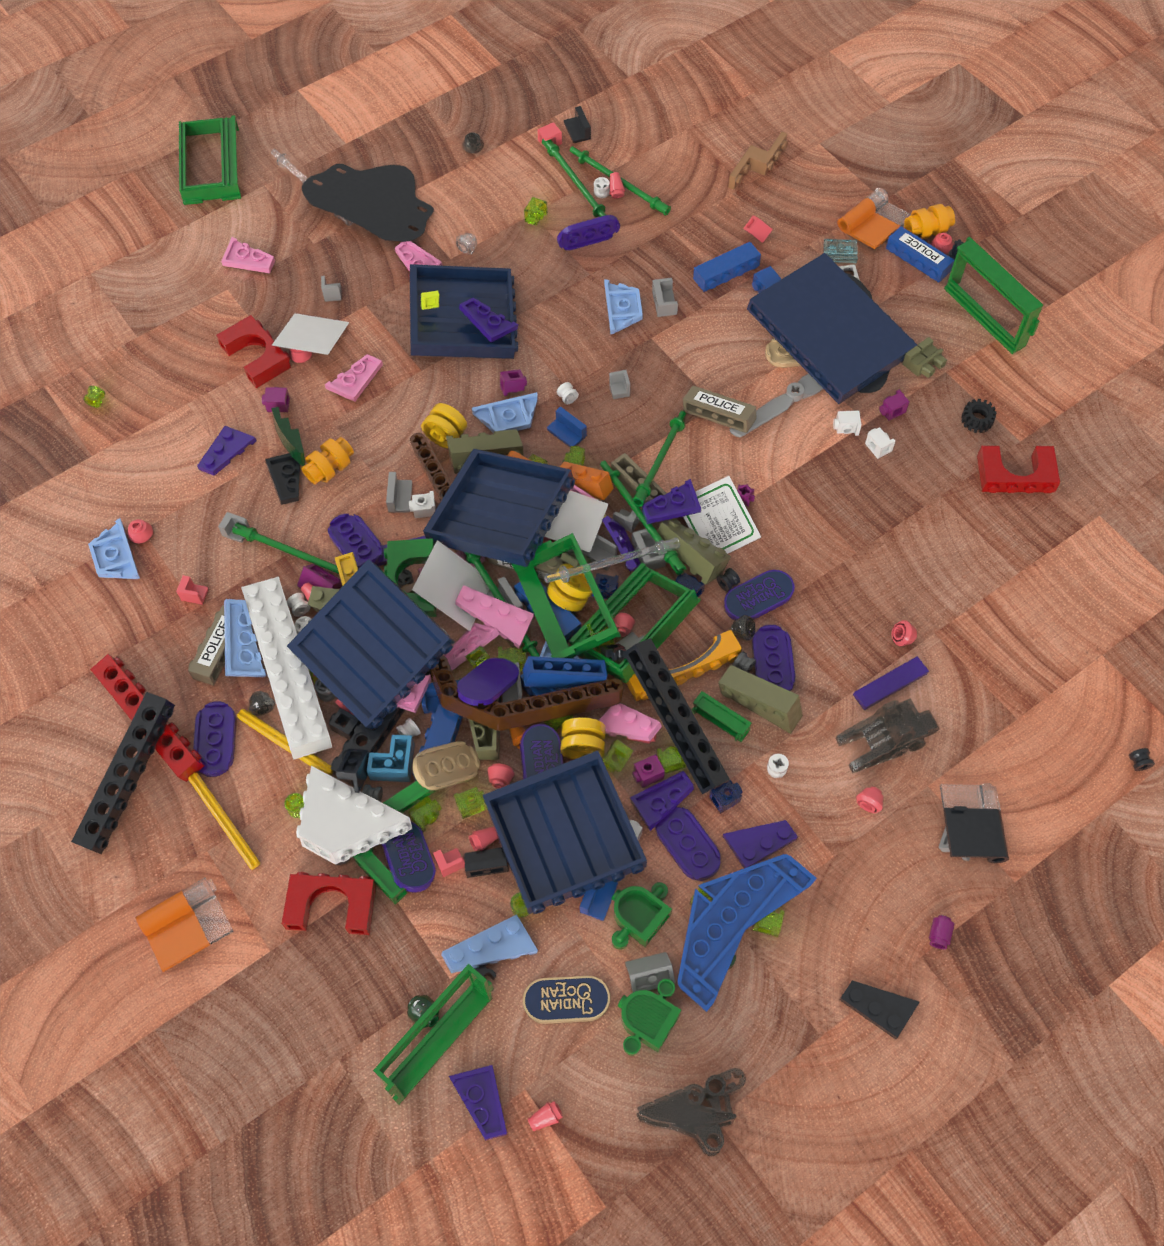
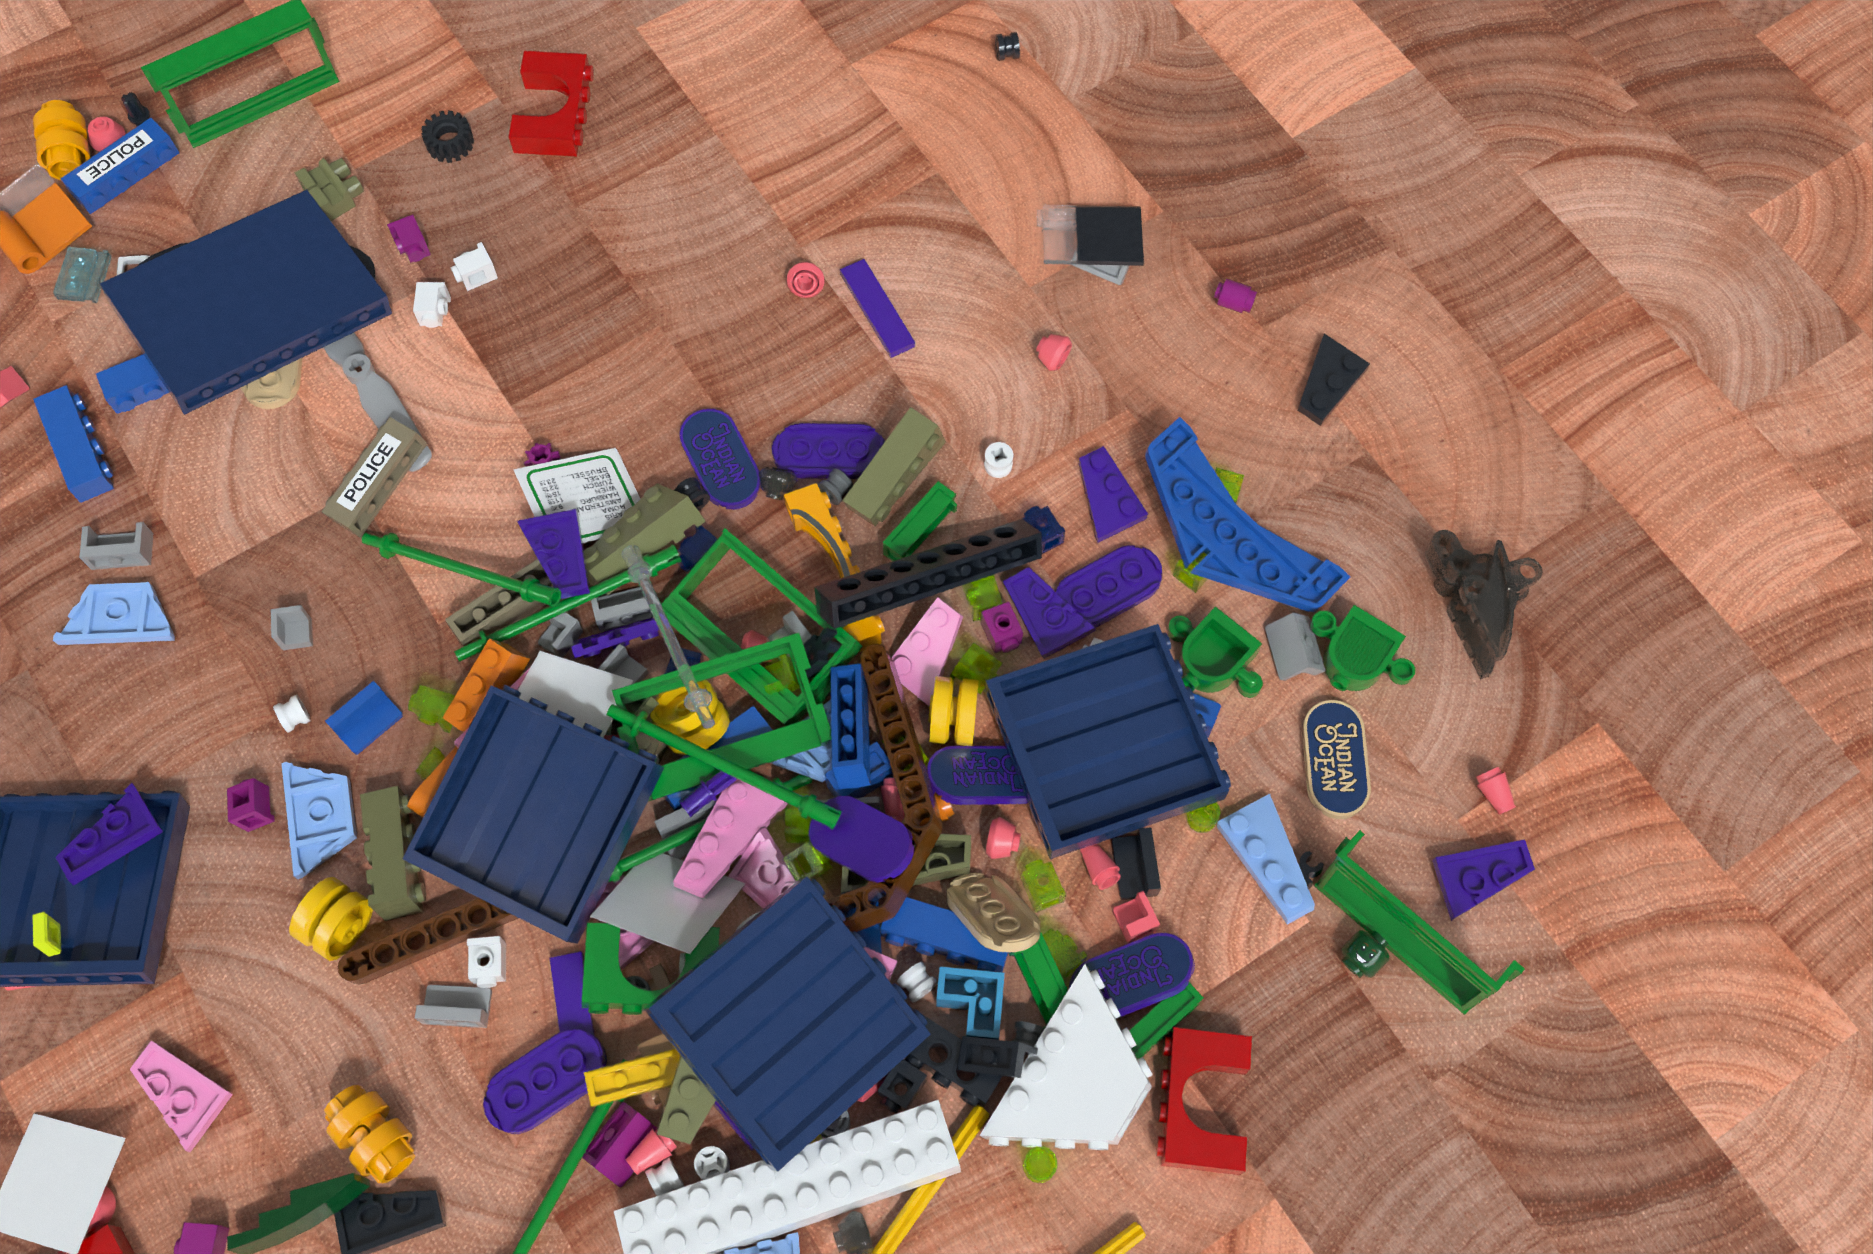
camera: 90 degrees left, 5 degrees up
(507, 649) = (806, 805): none -> green bar
(521, 600) = (706, 792): none -> dark purple axle
(890, 733) = (963, 312): clear smoke piece -> none

